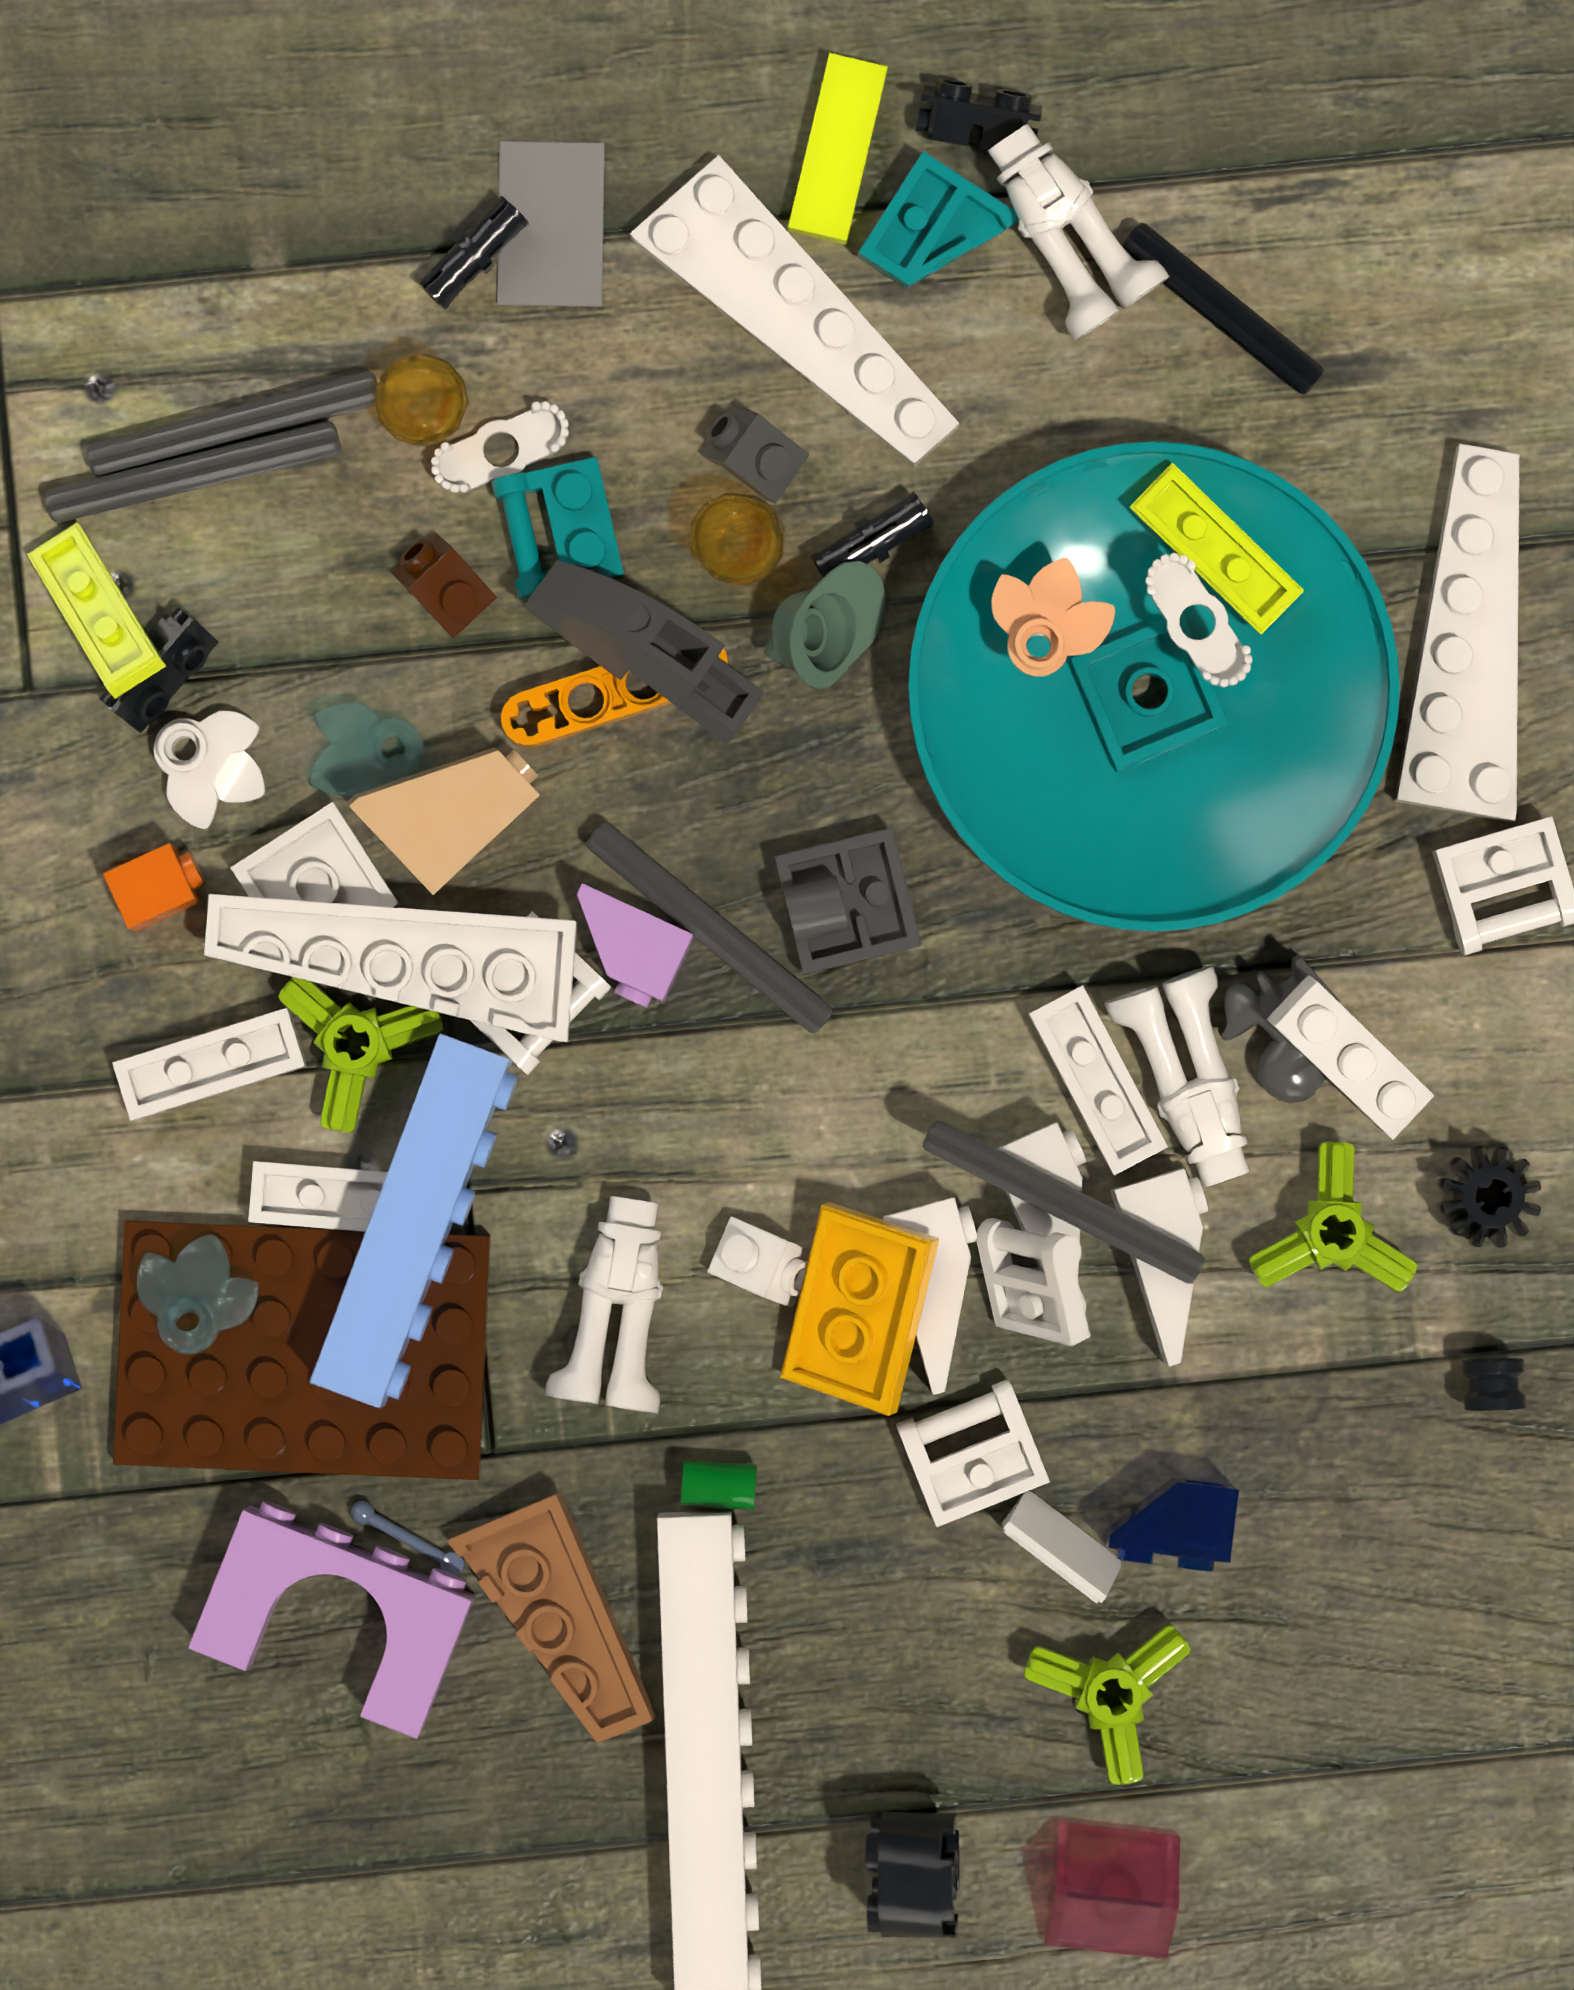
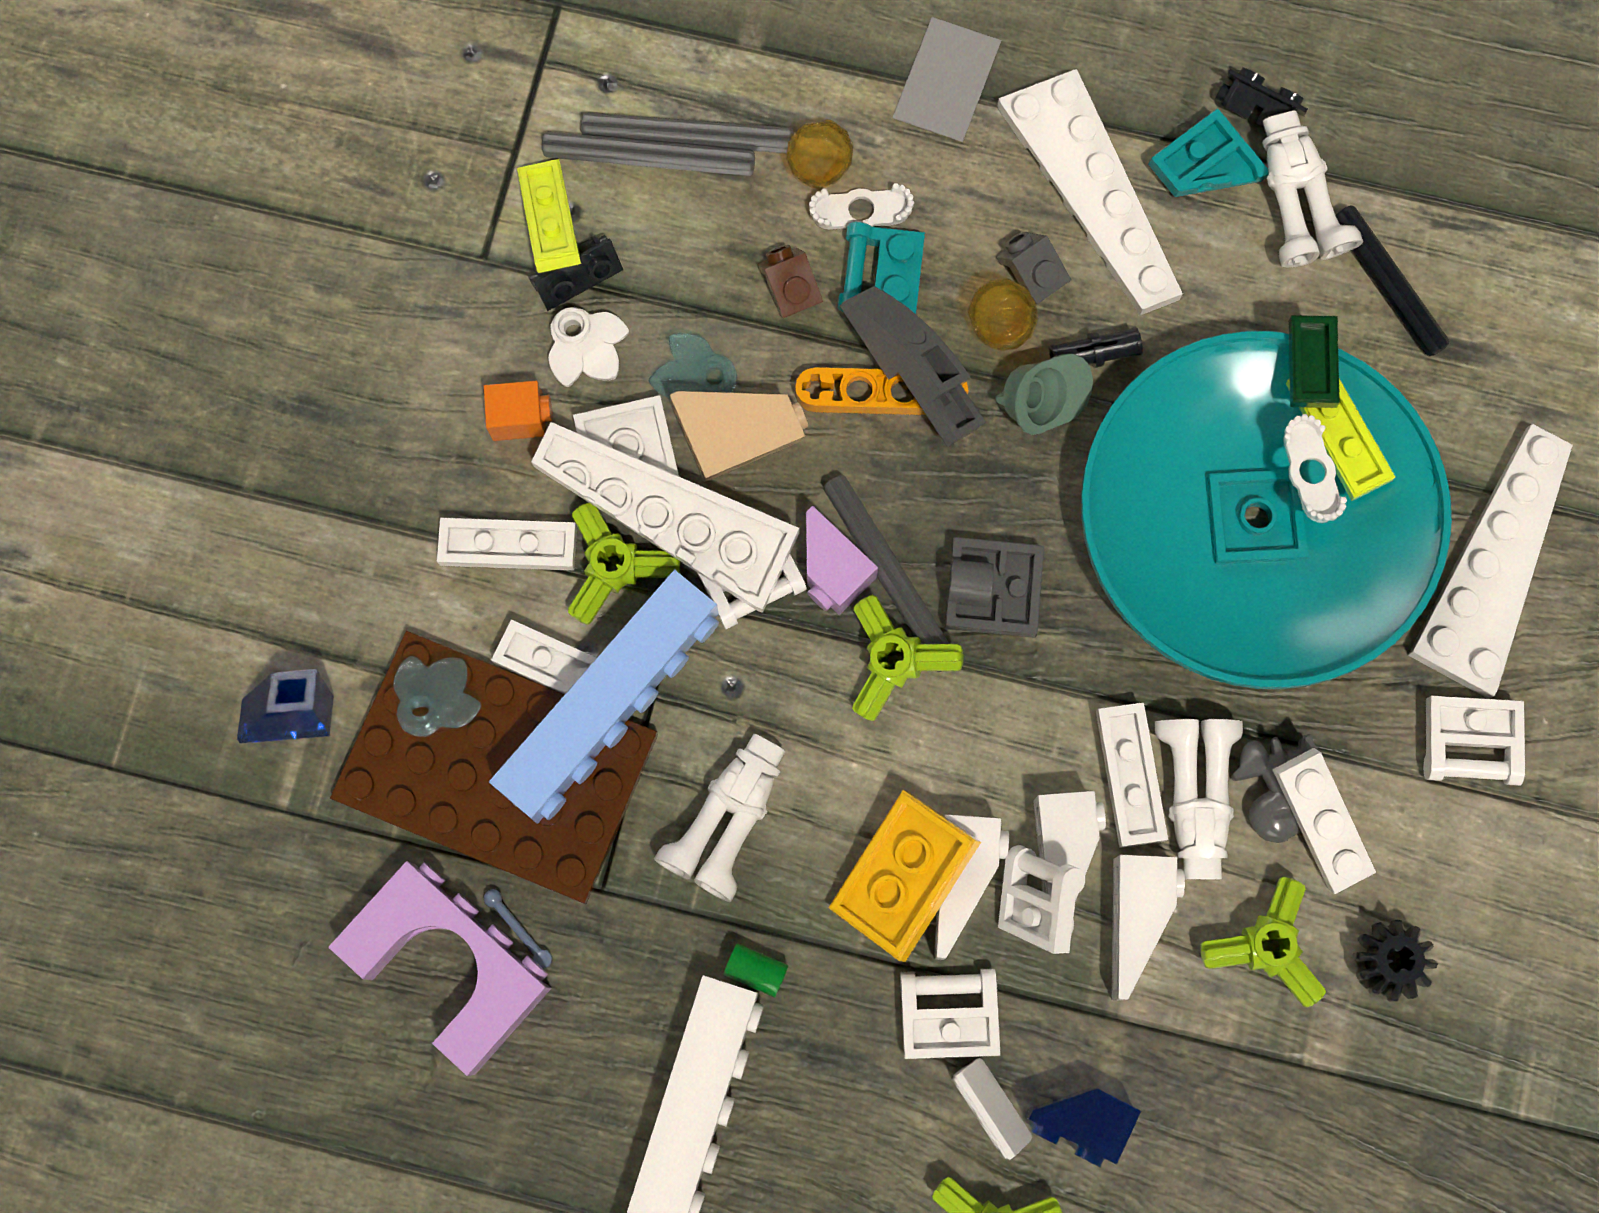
camera: 25 degrees right, 10 degrees down
(473, 252) = (888, 76): black pin -> none
(554, 1599) = (606, 1013): medium nougat wing -> none
(760, 1262) = (843, 819): white bracket -> none
(779, 1027) = (884, 641): none -> lime bush
(837, 149) = (1158, 93): neon yellow tile -> none
(1051, 610) = (1210, 428): light nougat plate -> none
(1063, 1202) = (1081, 849): dark grey axle -> none
(1154, 475) = (1313, 361): none -> dark green tile
(1493, 1384) = (1356, 1102): black wheel -> none

